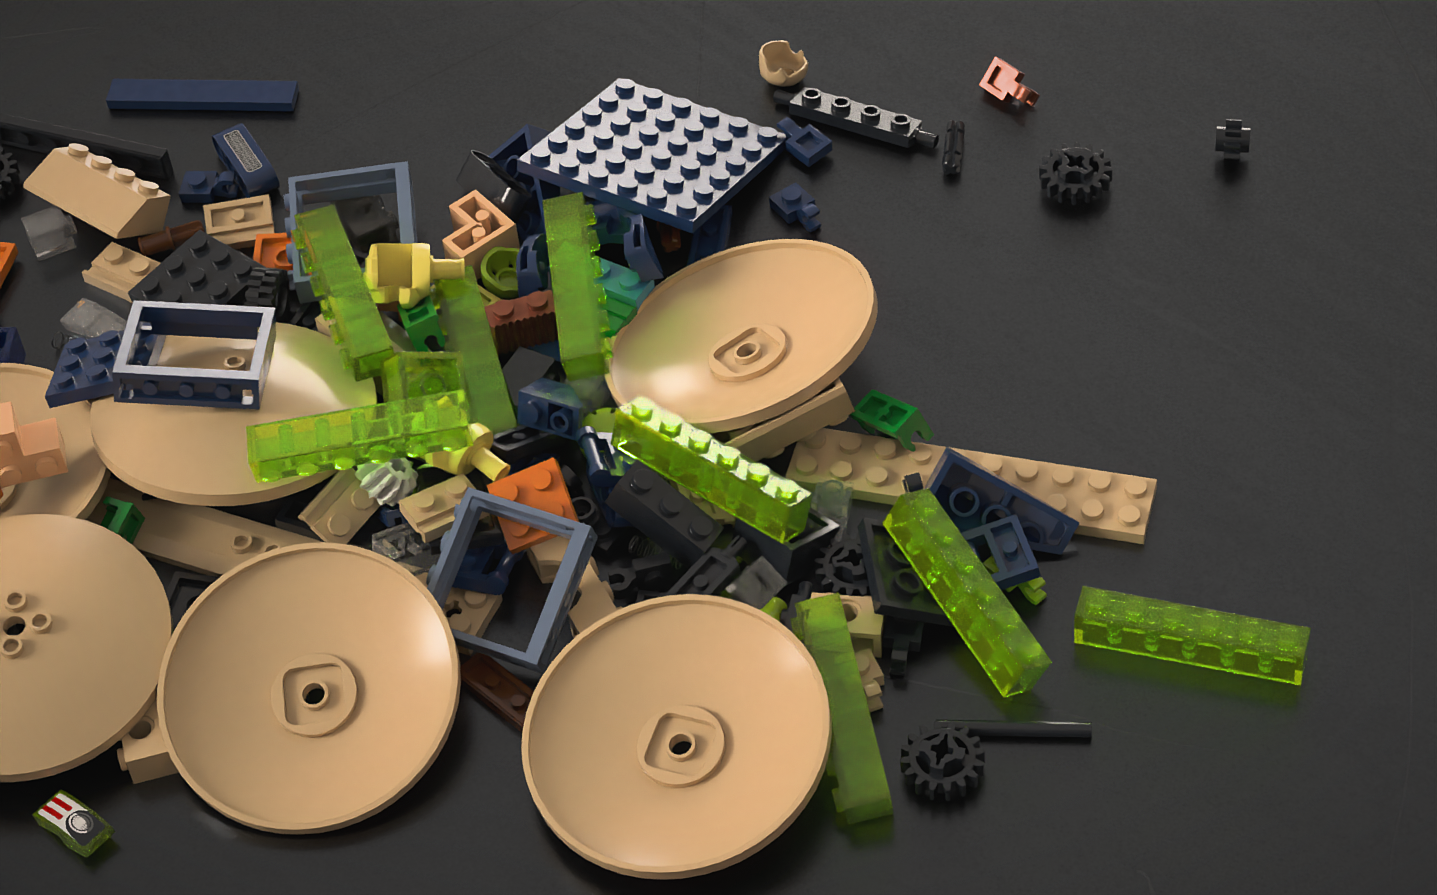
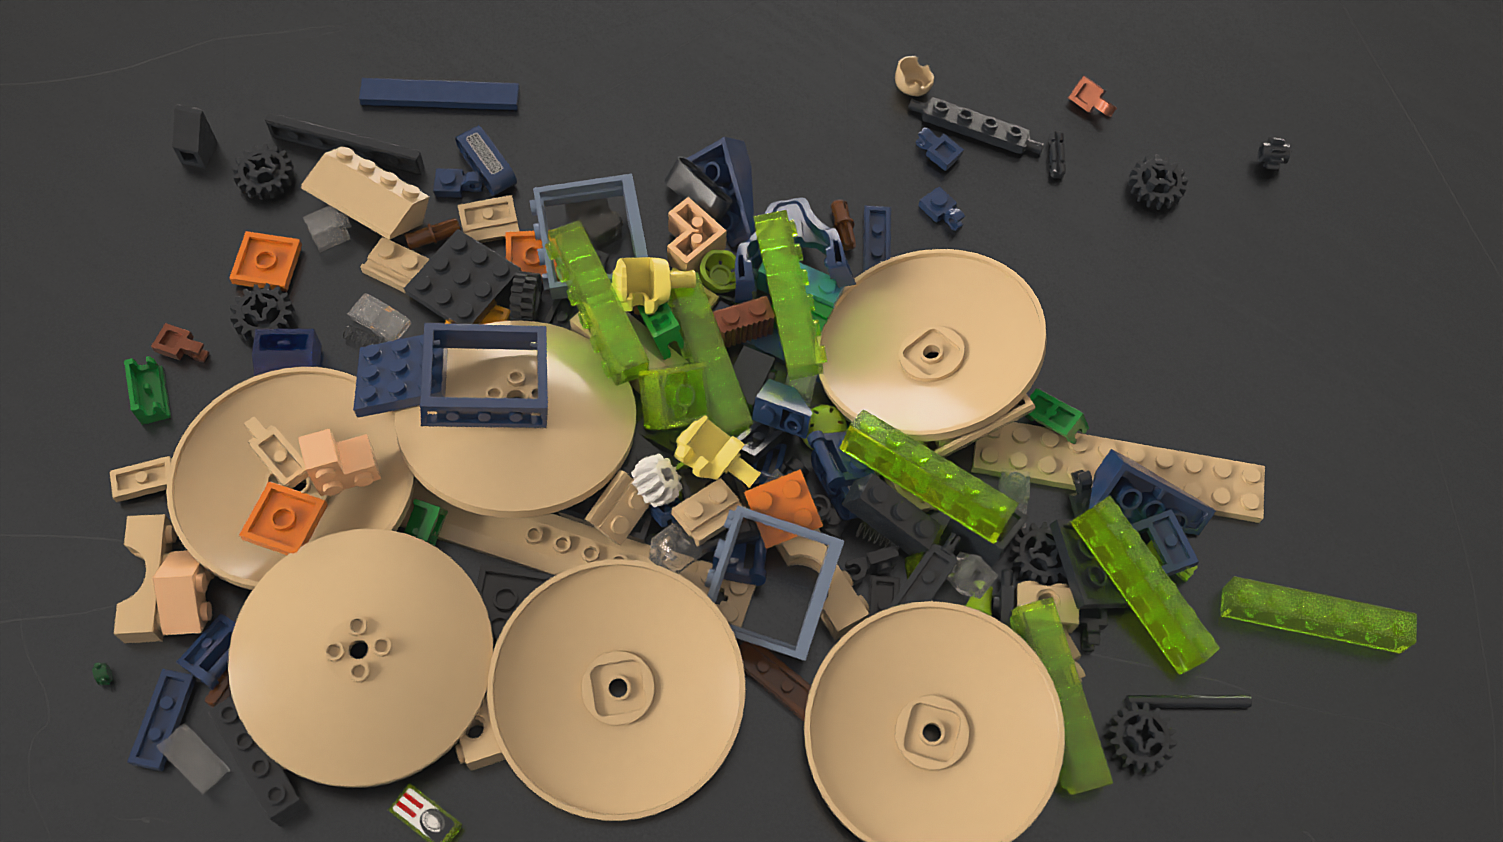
camera: 15 degrees left, 15 degrees up
(359, 436) = (639, 458): clear neon green brick -> none
(654, 154) = (826, 164): plate -> none

